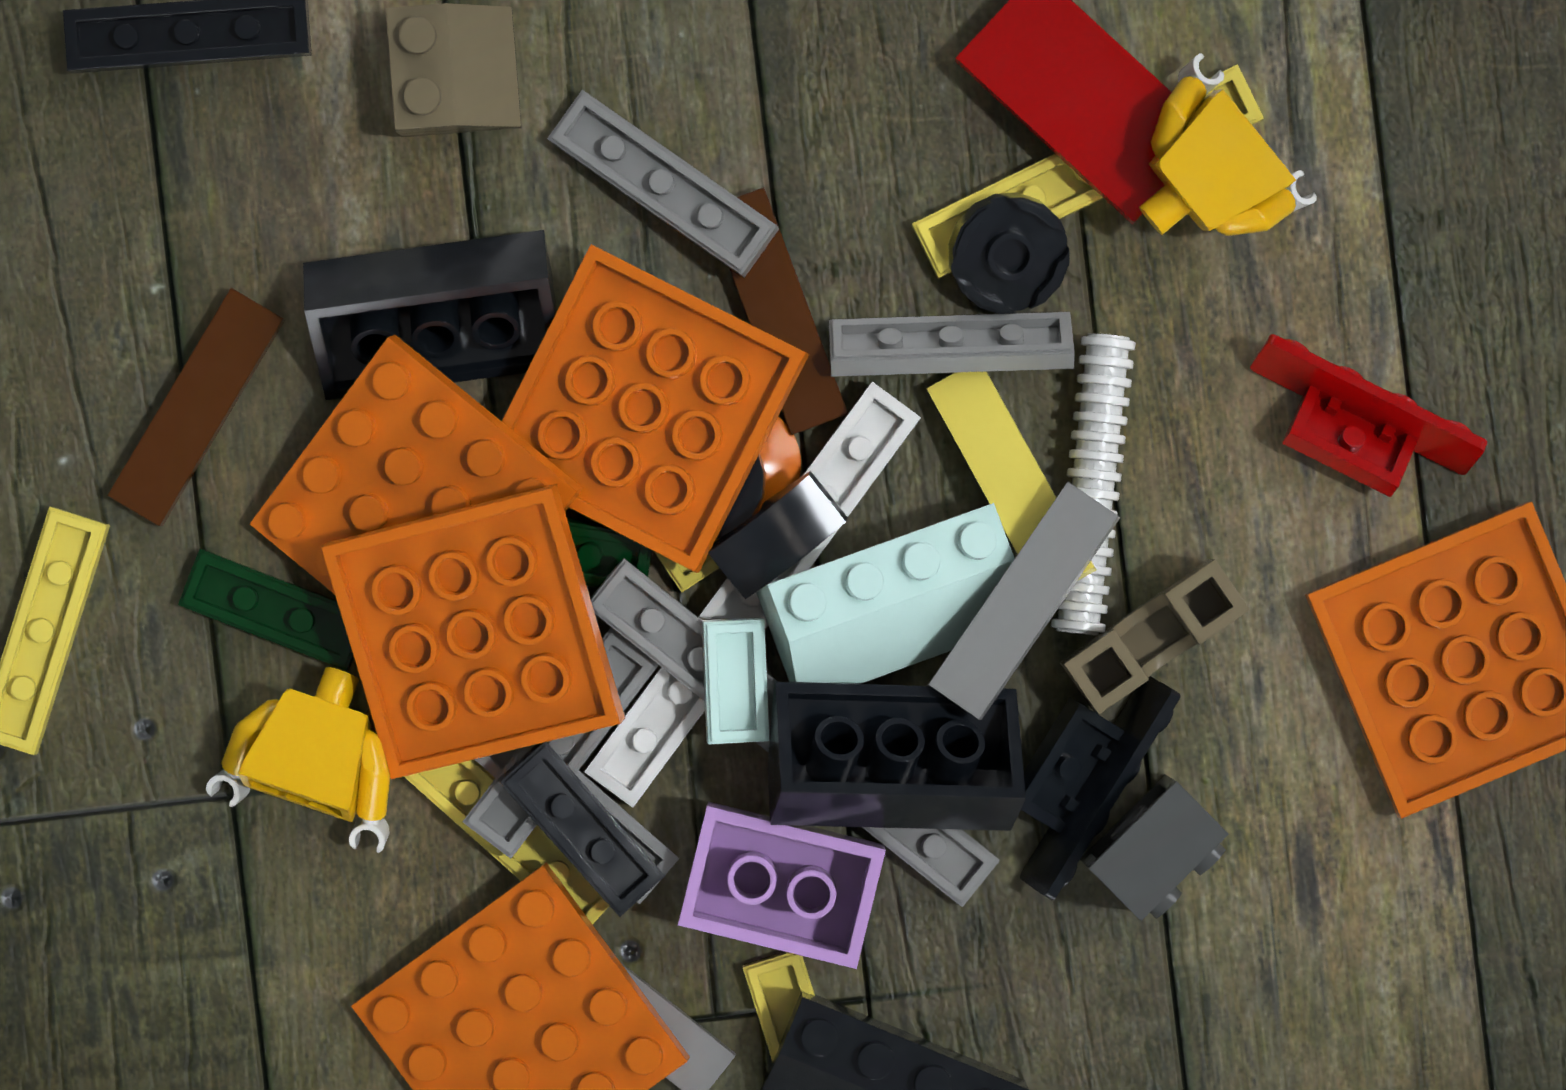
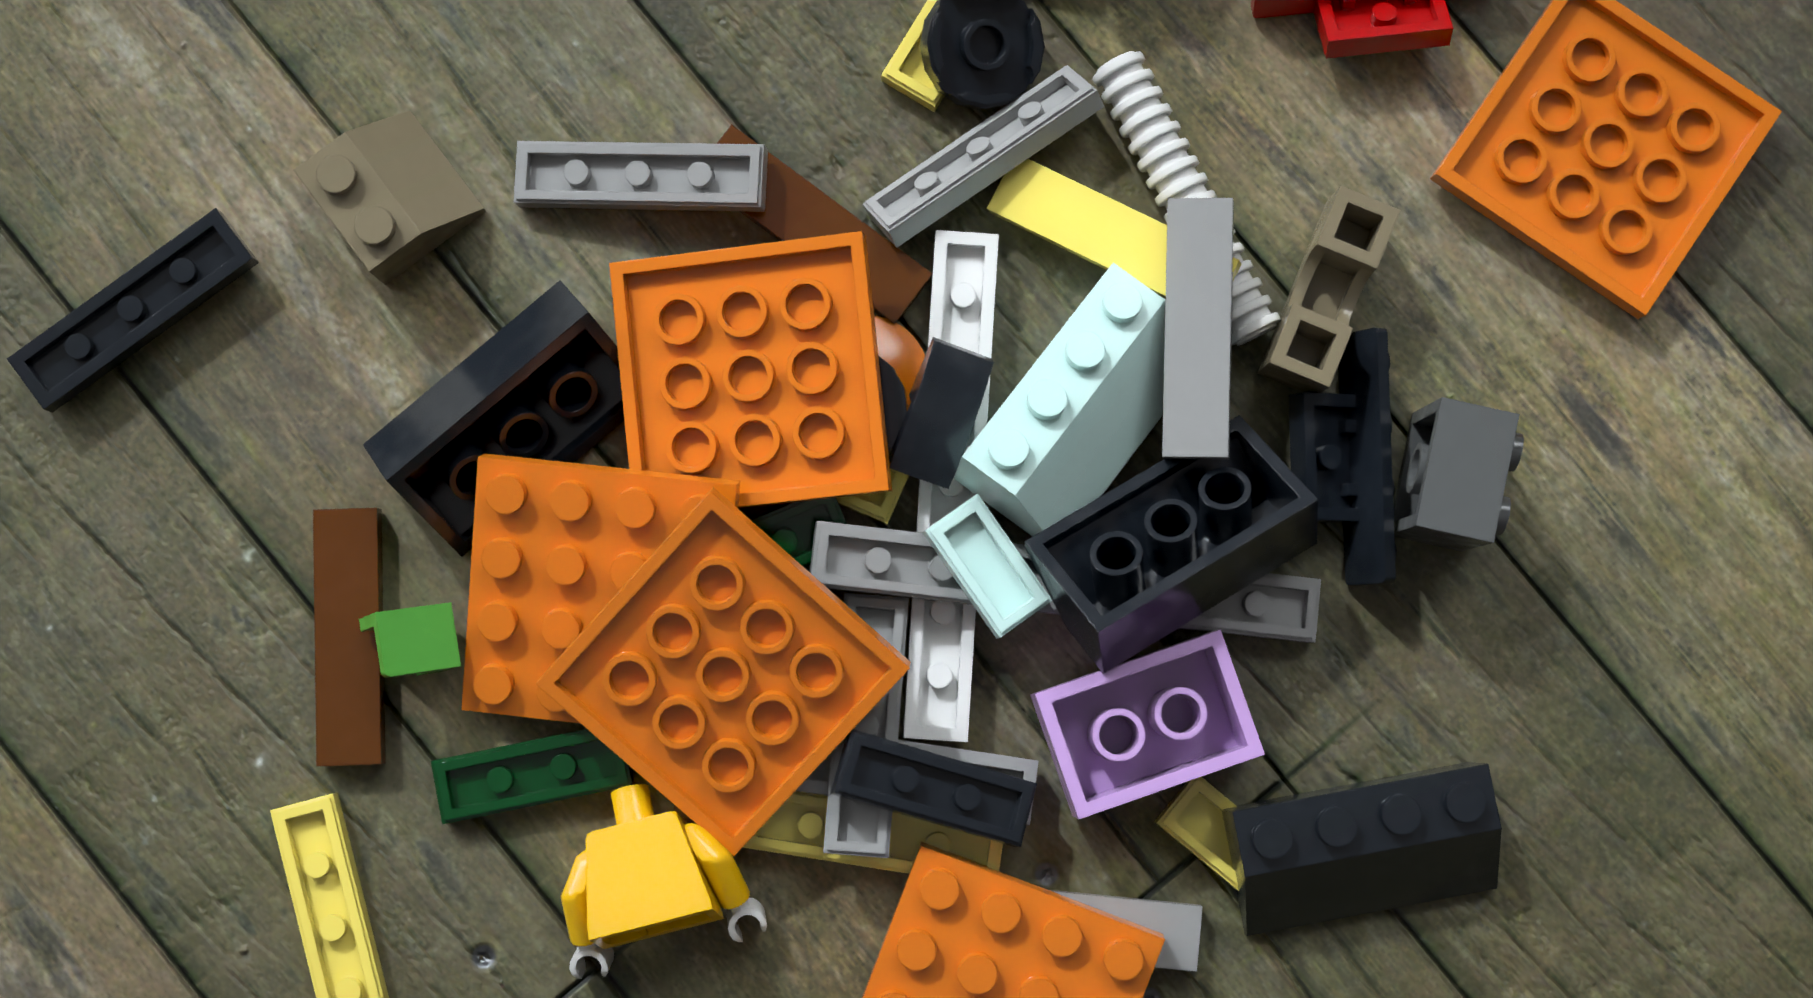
camera: 45 degrees left, 5 degrees down
(247, 447) = (414, 639): none -> bright green panel

